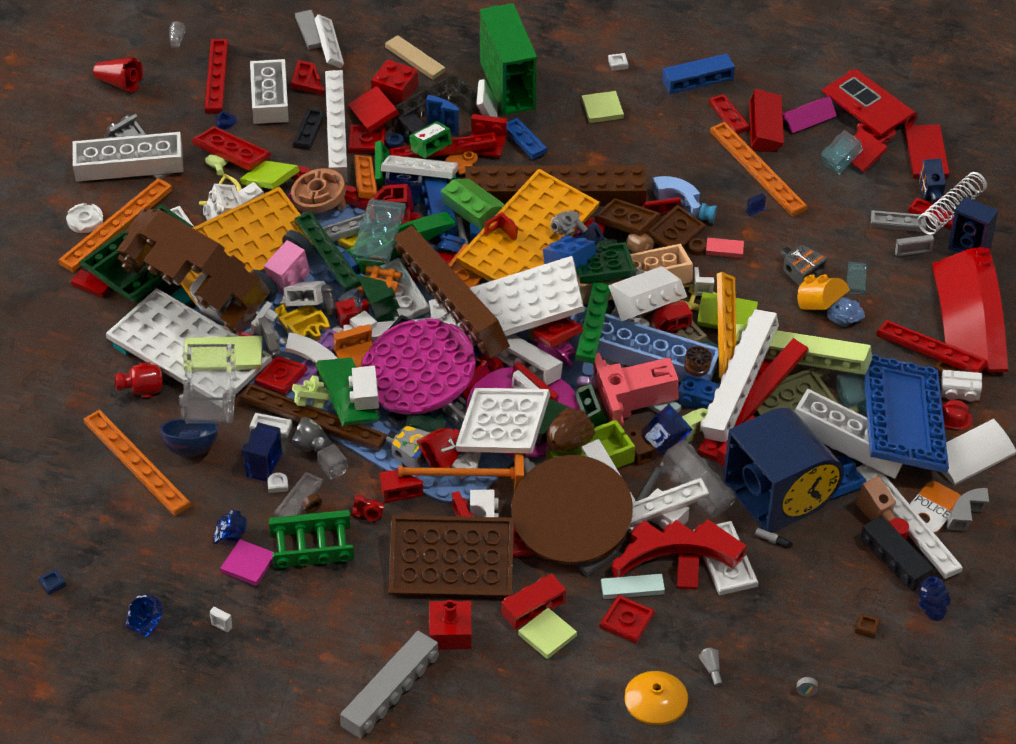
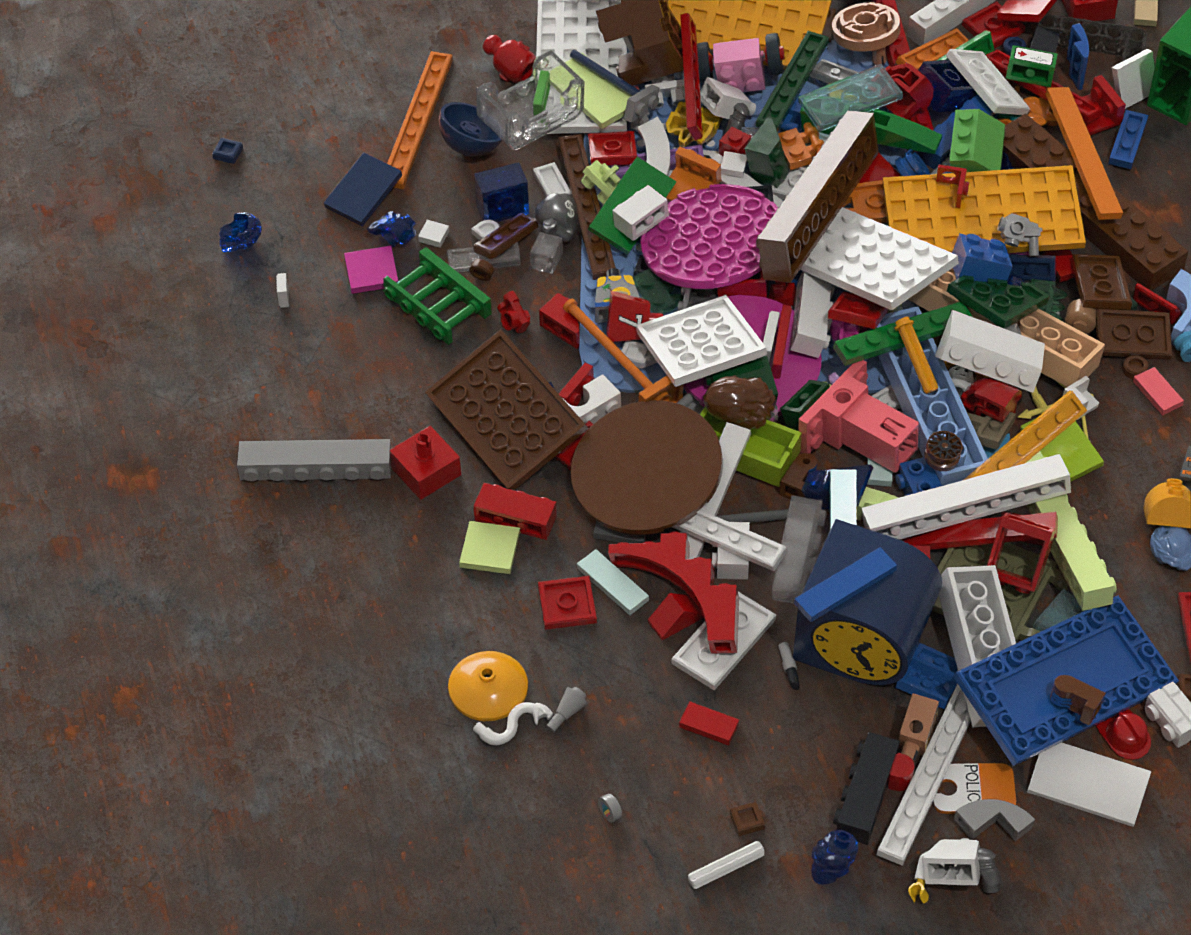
camera: 55 degrees right, 5 degrees up
(173, 525) = (363, 189): none -> dark blue tile
(207, 377) = (542, 92): none -> bright green tile
(222, 336) = (604, 73): none -> dark blue bar
(251, 511) = (433, 233): none -> white tile
(292, 300) = (691, 76): none -> red tile
(296, 473) = (505, 236): none -> reddish brown tile
(527, 159) = (1084, 153): none -> orange tile
(620, 325) = (916, 354): none -> light orange axle
(687, 430) = (842, 496): none -> tile
(699, 682) = (537, 710): none -> white animal
(782, 602) = (709, 723): none -> red tile
(785, 453) = (845, 584): none -> blue tile
(817, 365) = (1028, 528): none -> red window
(893, 655) = (726, 864): none -> white axle
(930, 411) = (1077, 697): none -> reddish brown leg
(986, 544) = (955, 864): none -> white torso

